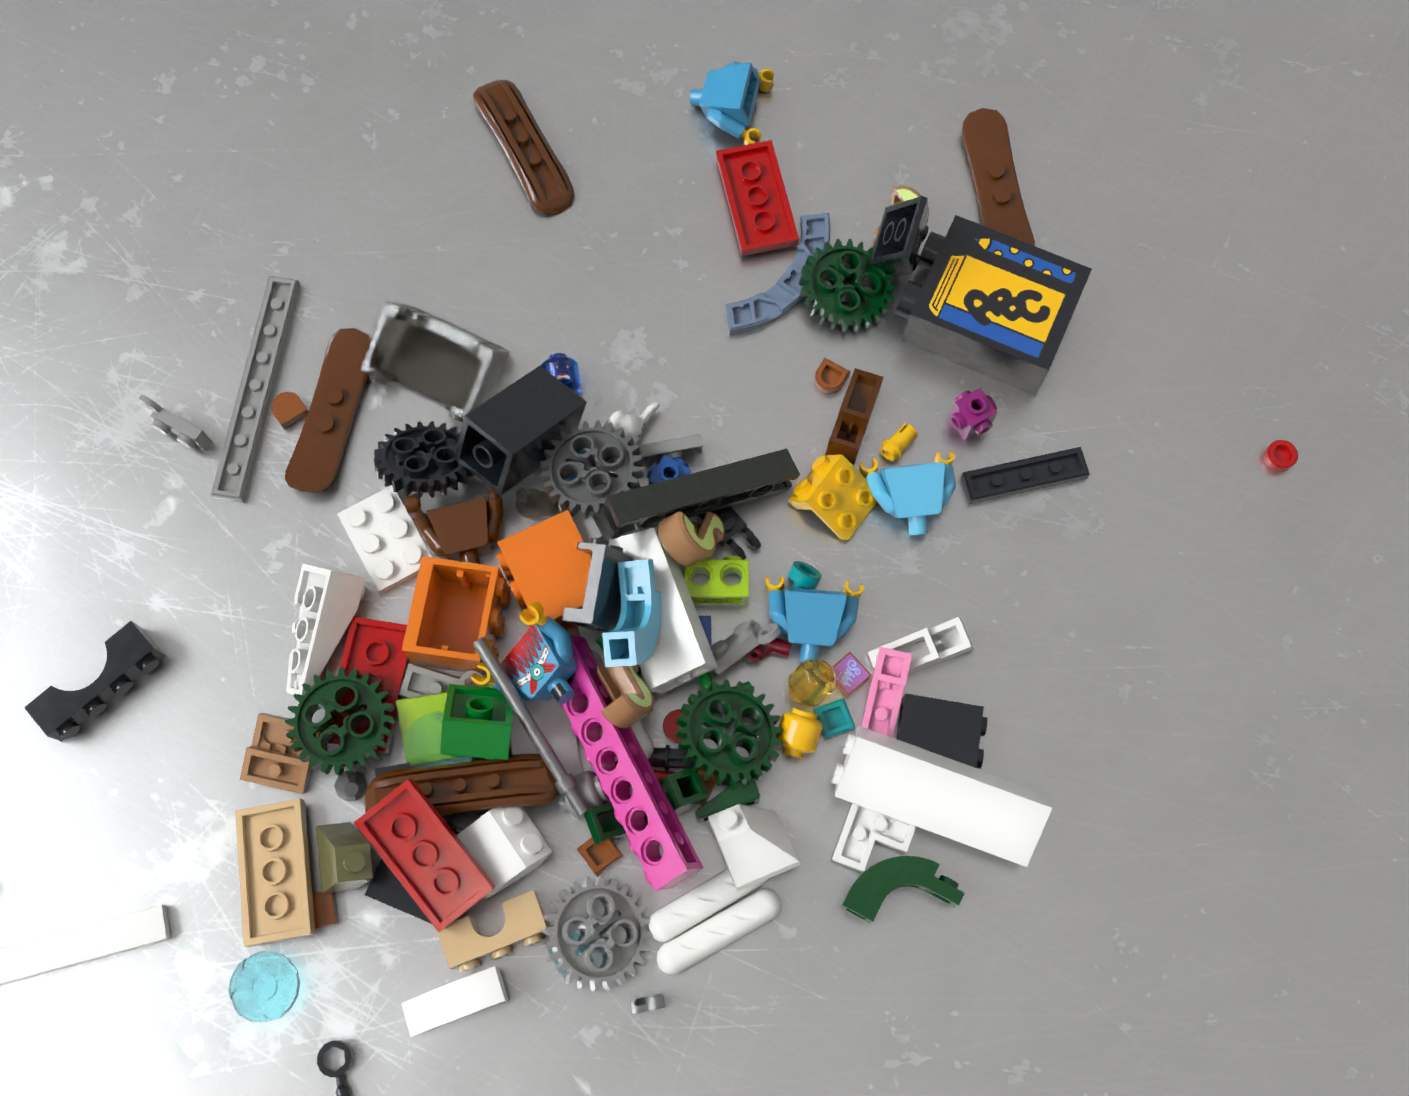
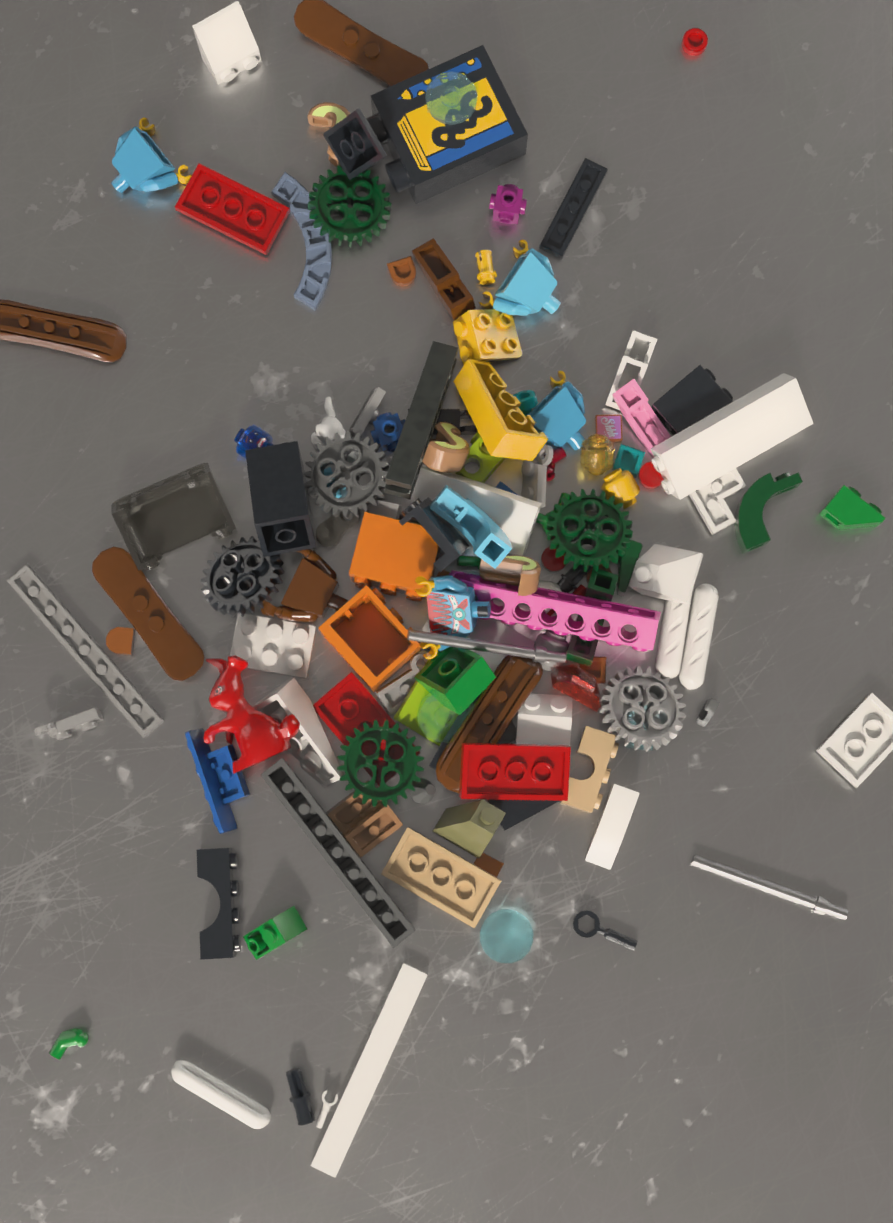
camera: 50 degrees left, 10 degrees up
(104, 757) = (275, 932): none -> green slope
(219, 589) = (217, 778): none -> blue bracket
(222, 756) = (338, 852): none -> dark grey brick
(282, 582) = (256, 732): none -> red animal
(567, 848) = (577, 685): none -> clear red slope
(764, 556) = (497, 413): none -> yellow wedge
(833, 751) = (649, 476): none -> red tile
(893, 73) = (227, 43): none -> white slope
(973, 981) = (850, 511): none -> green slope
(1017, 280) = (451, 98): none -> clear light blue tile

